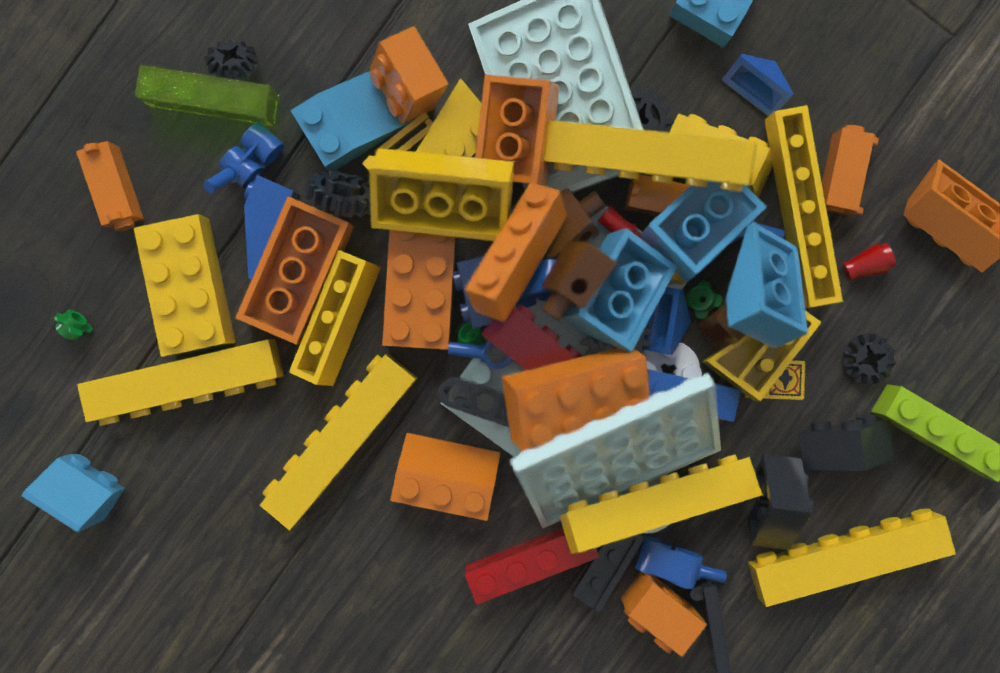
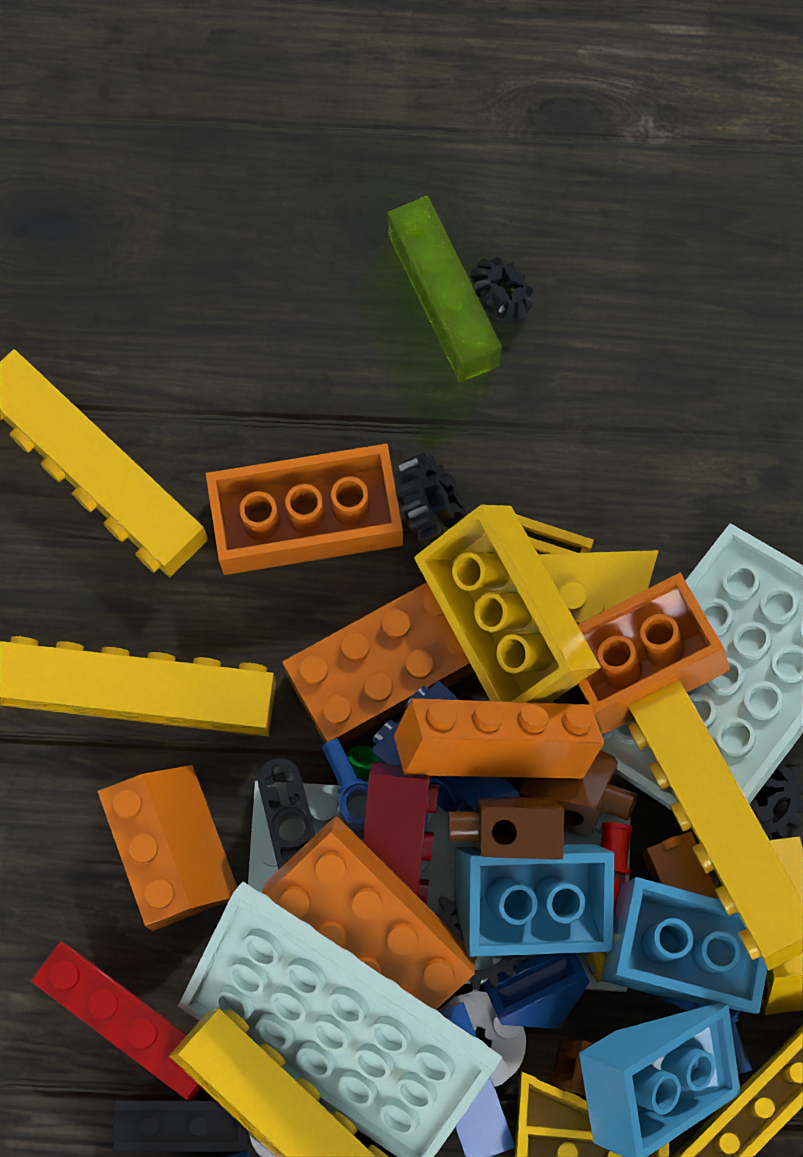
camera: 55 degrees right, 15 degrees down
(72, 325) = (79, 304): green plate -> none
(110, 185) = (268, 248): orange brick -> none
(184, 285) = (205, 398): yellow brick -> none
(244, 164) = (394, 381): blue beam -> none
(262, 211) = (351, 426): blue slope -> none
(334, 319) = (277, 589): yellow brick -> none
(346, 121) = (527, 461): dark azure slope -> none
(407, 75) = (618, 490): orange brick -> none
(703, 290) = (595, 1012): green plate -> none

